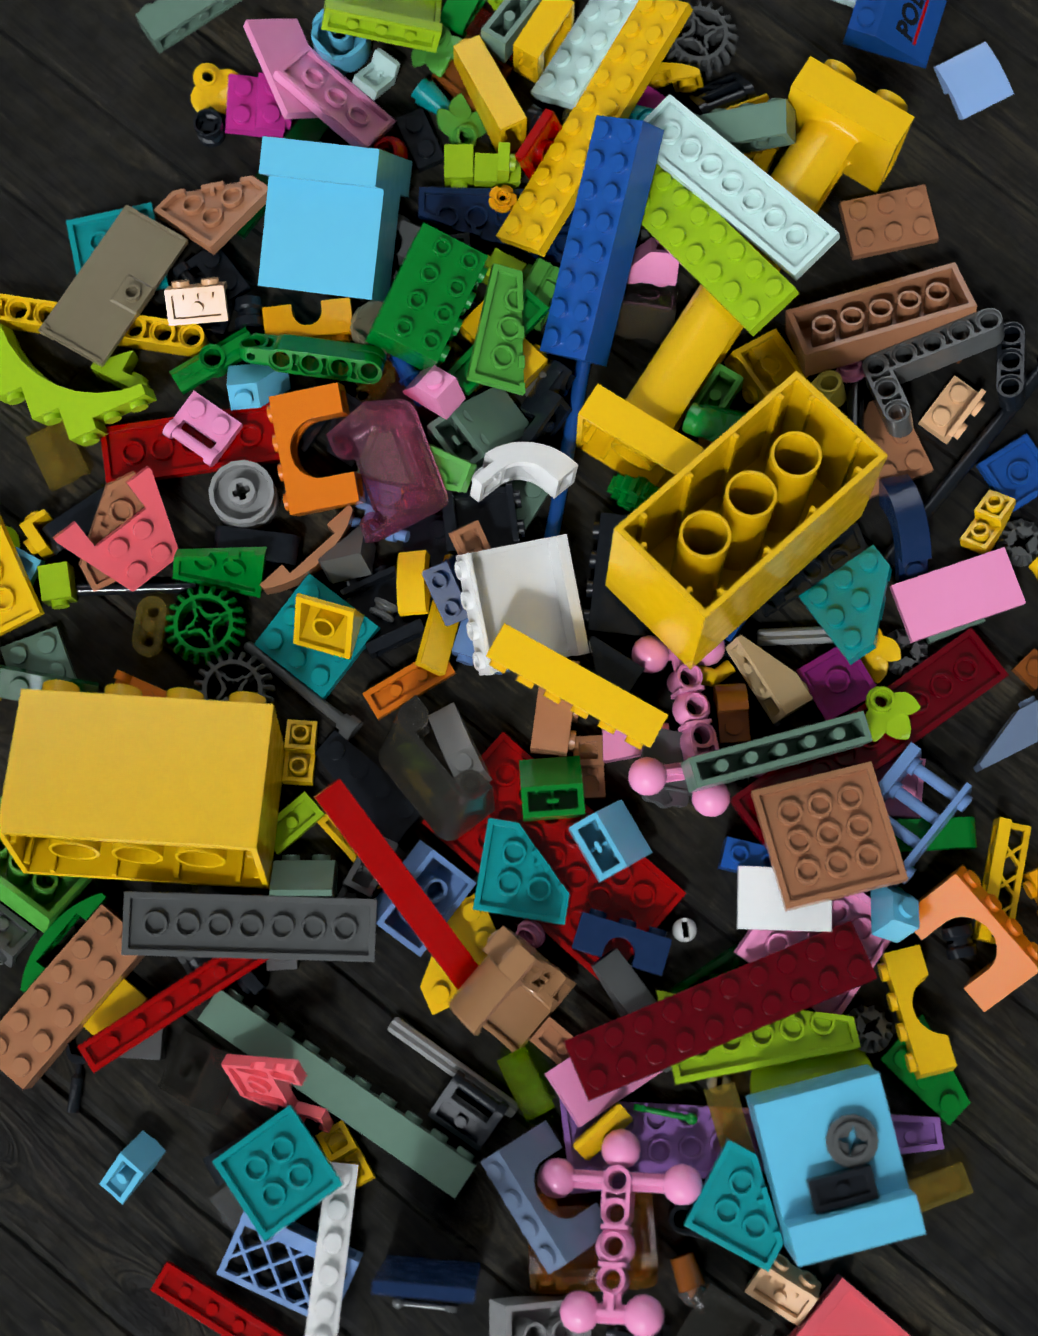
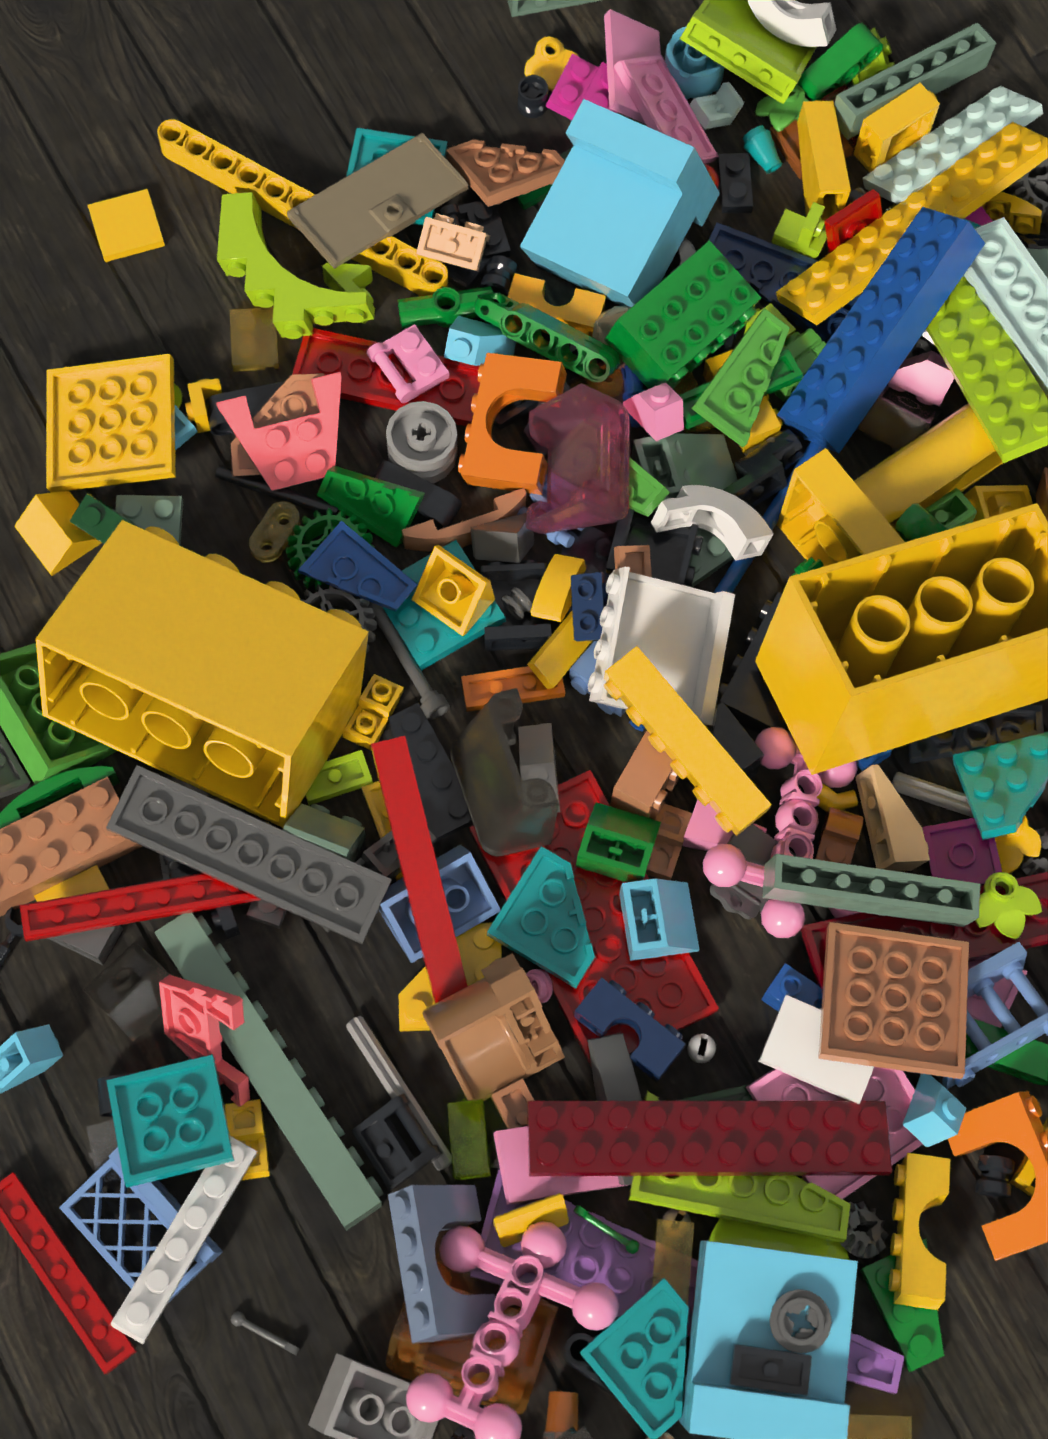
camera: 15 degrees right, 10 degrees down
(57, 585) = (200, 456): lime brick -> none
(236, 636) = (358, 568): none -> blue wing
(427, 1278) = (280, 1284): dark blue tile -> none
(459, 165) = (764, 216): lime brick -> none
(460, 120) = (783, 178): bright green plate -> none
(499, 205) = (795, 268): light orange plate -> none

